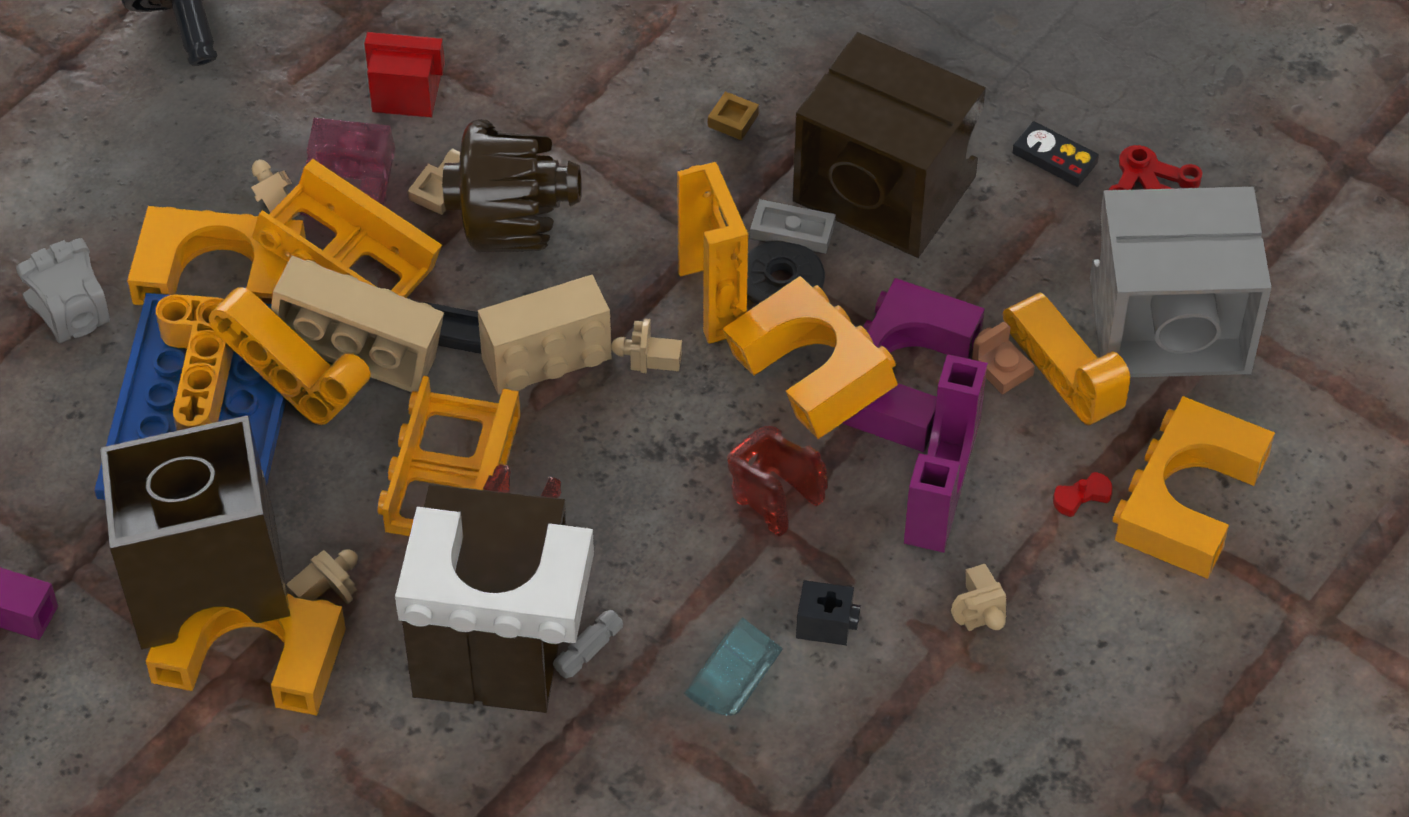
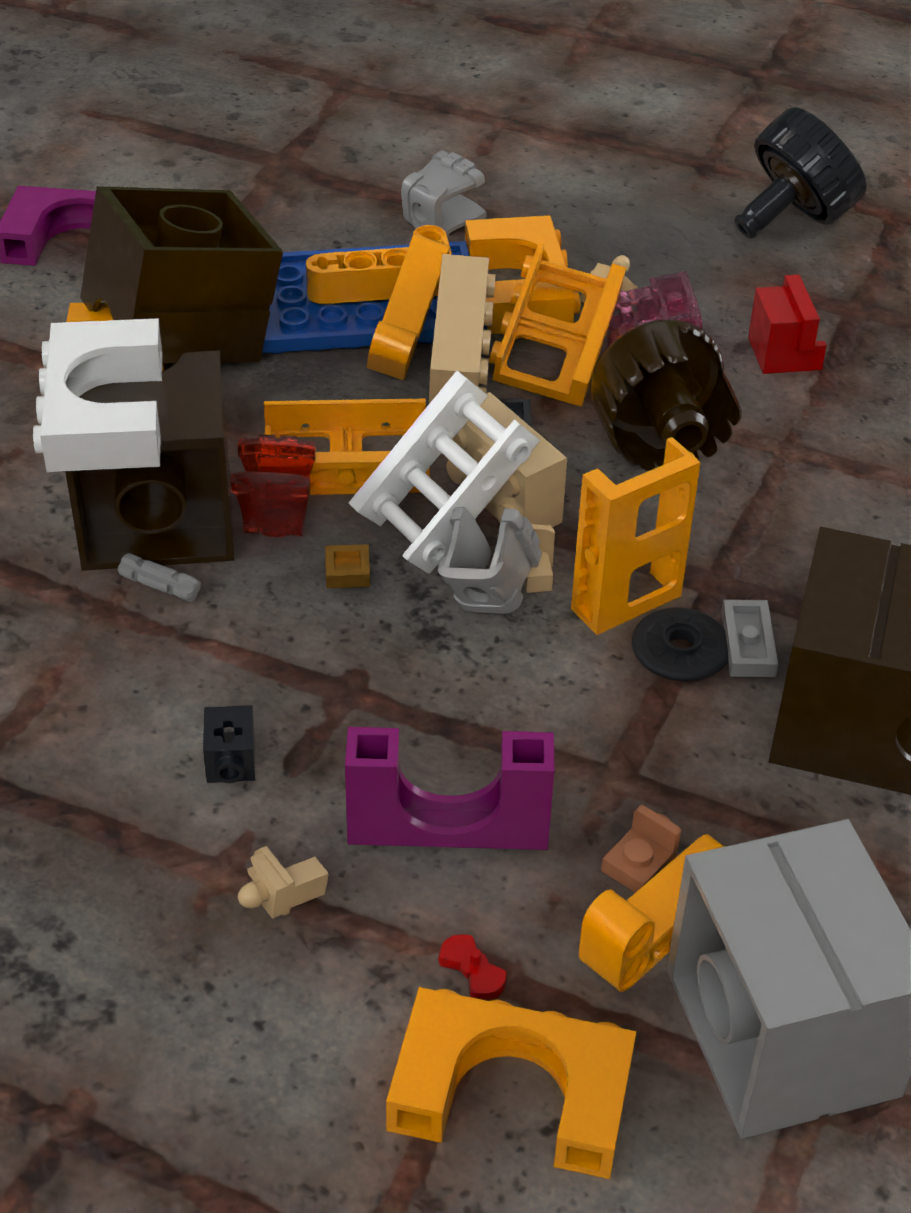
camera: 75 degrees right, 10 degrees down
(529, 365) = (418, 450): none -> white fence
(621, 491) = (347, 566): none -> pearl gold plate
(639, 382) = (470, 553): none -> light grey piece
(733, 669) = (143, 680): clear light blue brick -> none
(763, 492) = (377, 646): clear red piece -> none
(803, 317) = (595, 654): light orange arch -> none
(918, 318) = (651, 742): magenta arch -> none

